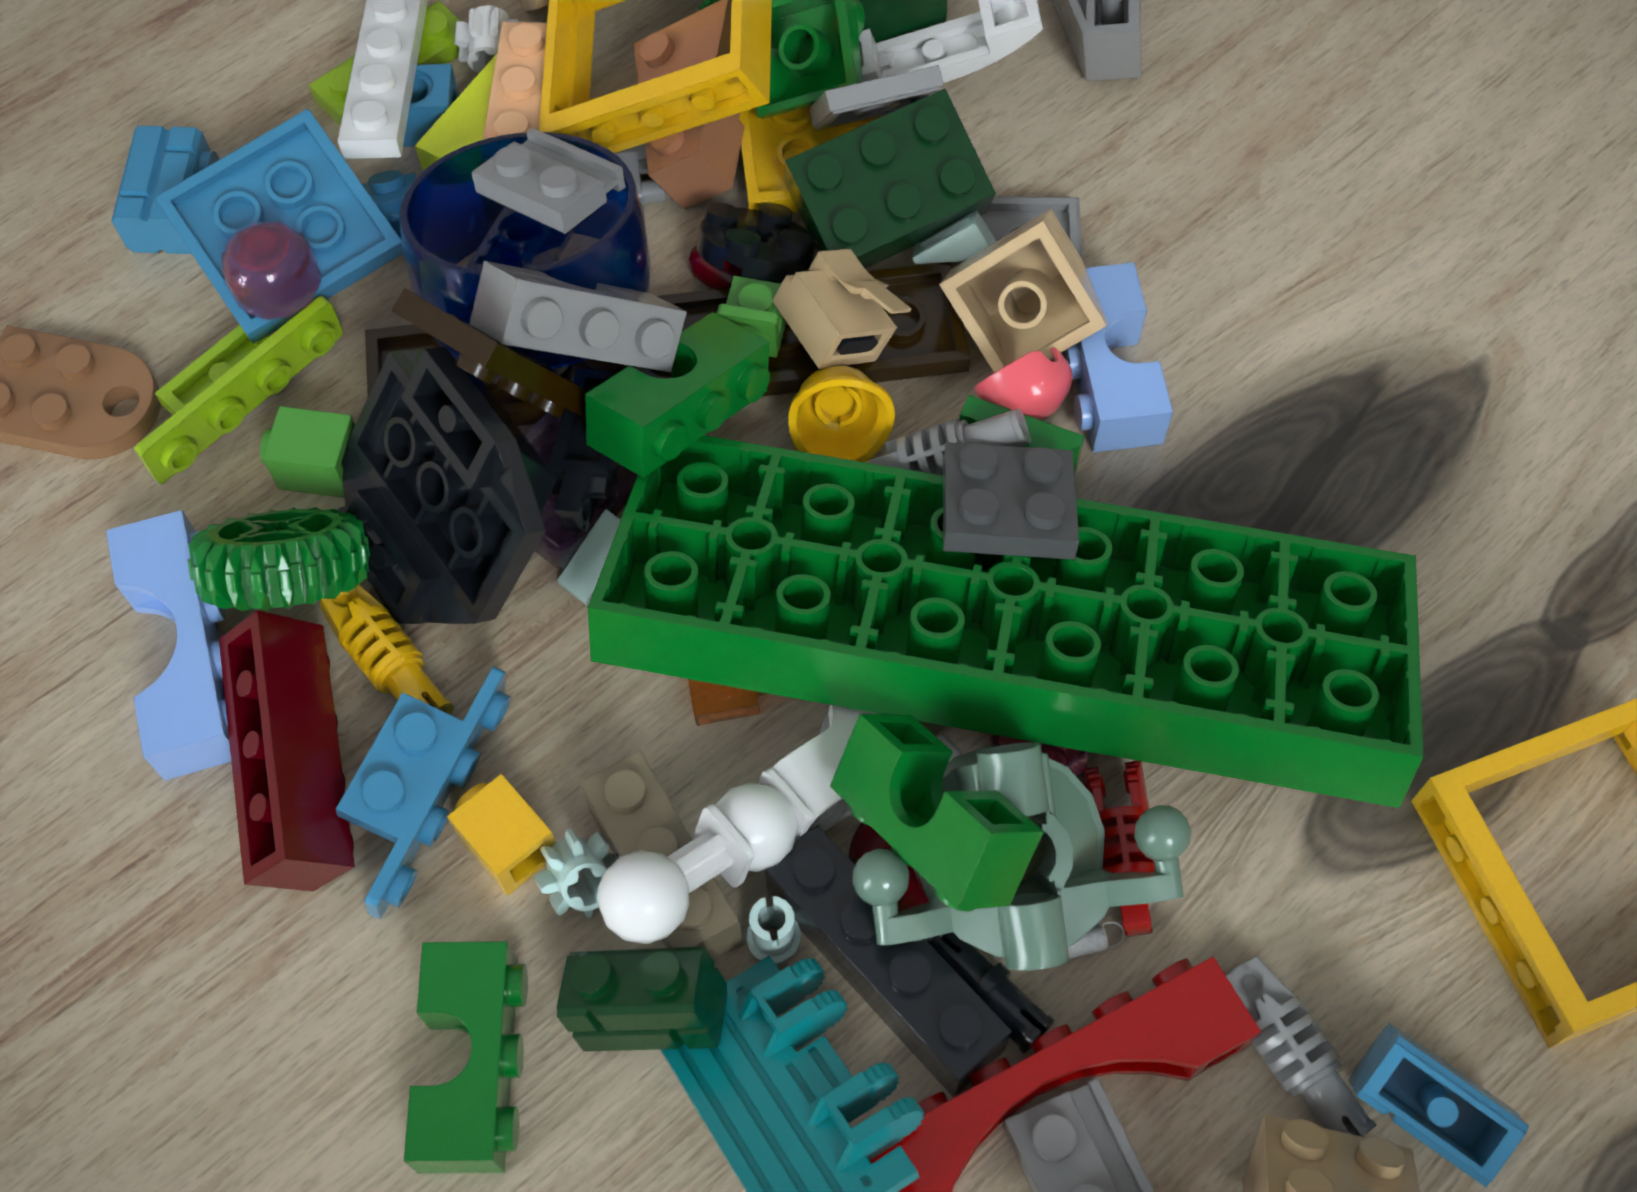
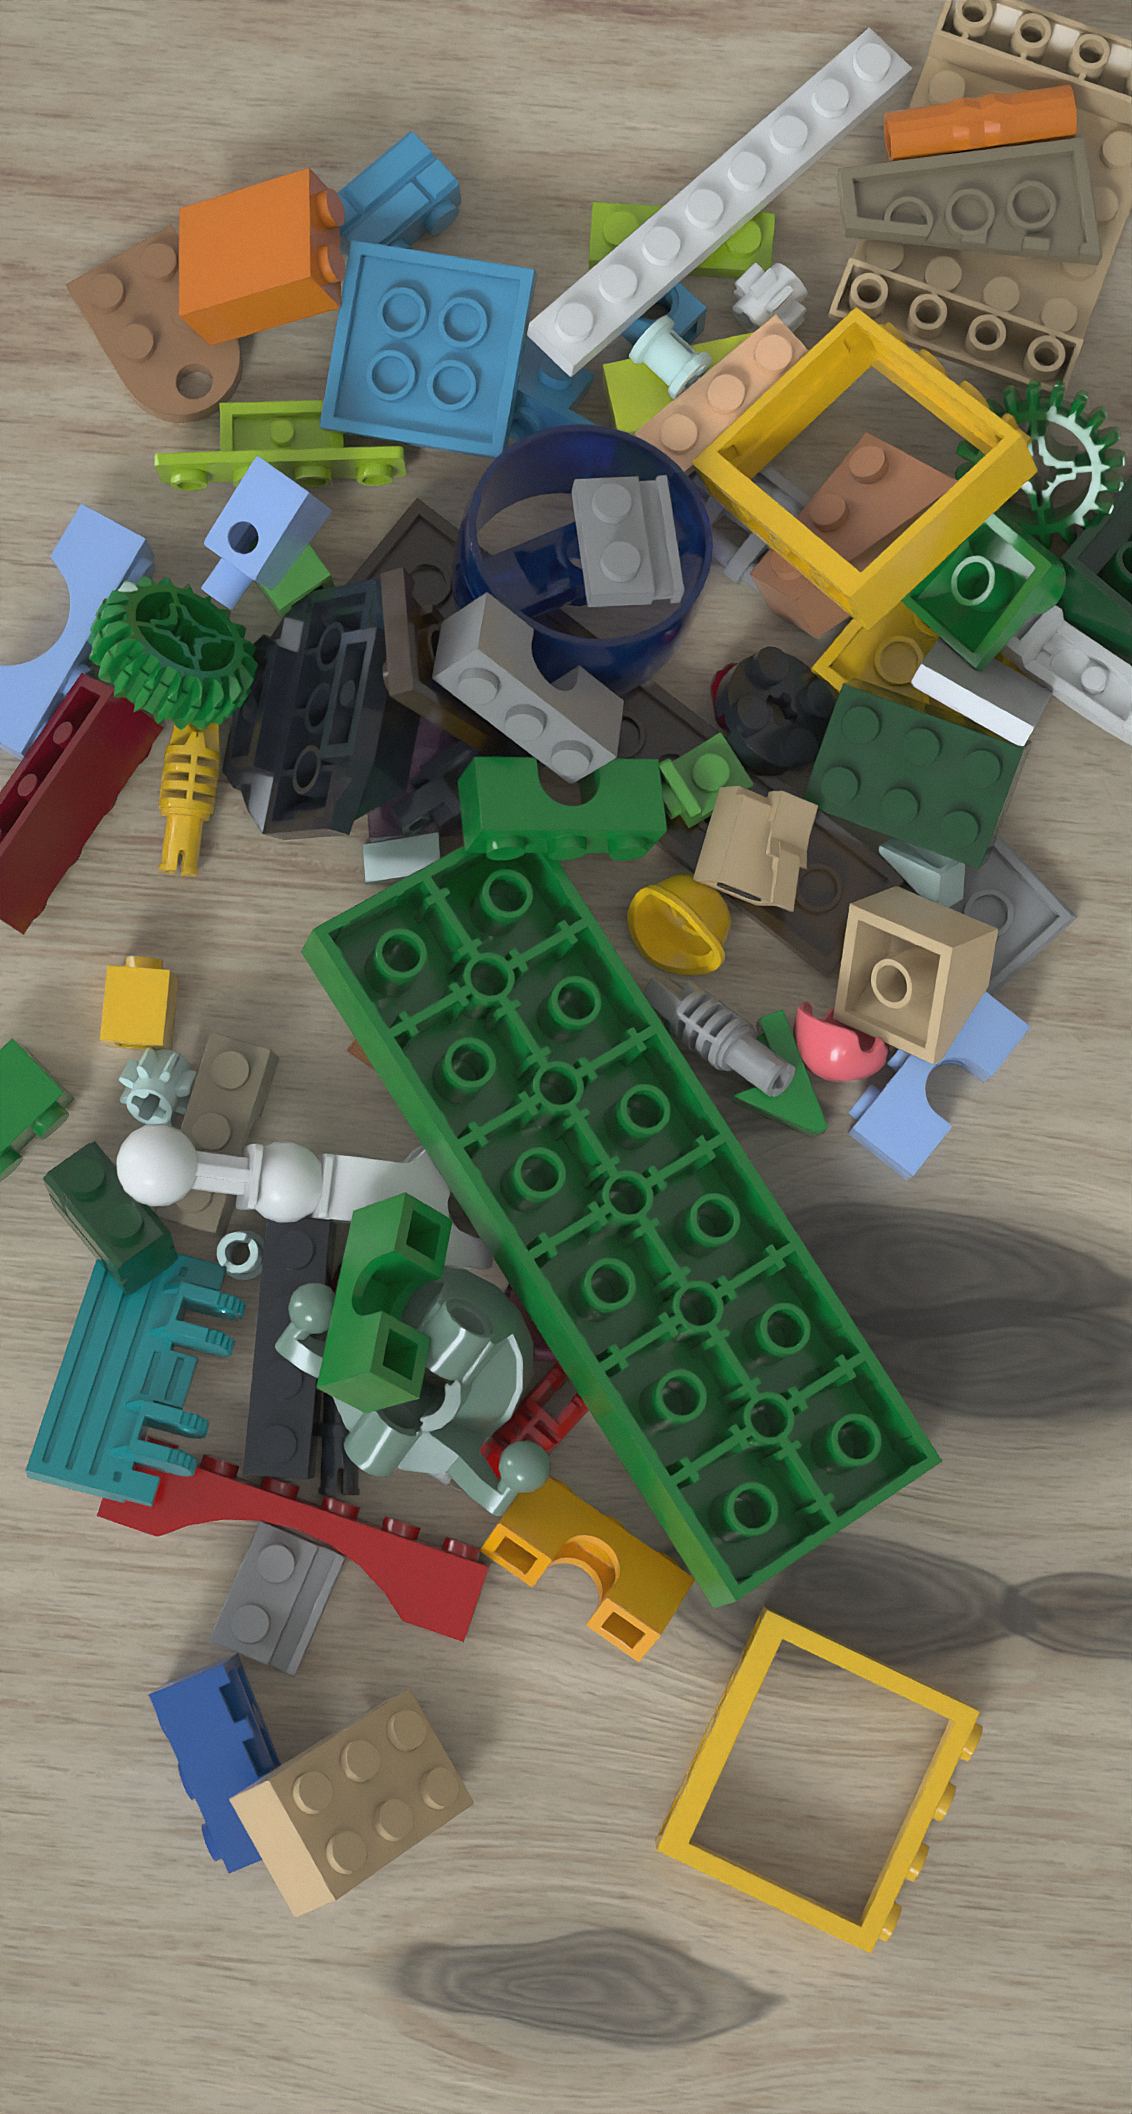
camera: 50 degrees right, 20 degrees up
(96, 266) = (260, 257): none -> orange brick
(268, 405) = (266, 508): none -> light blue torso
(270, 269) = (378, 393): clear pink hair -> none
(410, 776) = (114, 905): dark azure bracket -> none
(457, 94) = (670, 356): none -> light aqua bush
(1009, 501) = (699, 1130): dark grey plate -> none
(1297, 1048) = (486, 1669): light grey hinge -> none
(1322, 865) = (633, 1582): none -> light orange arch
(1438, 1105) = (524, 1795): dark azure brick -> none

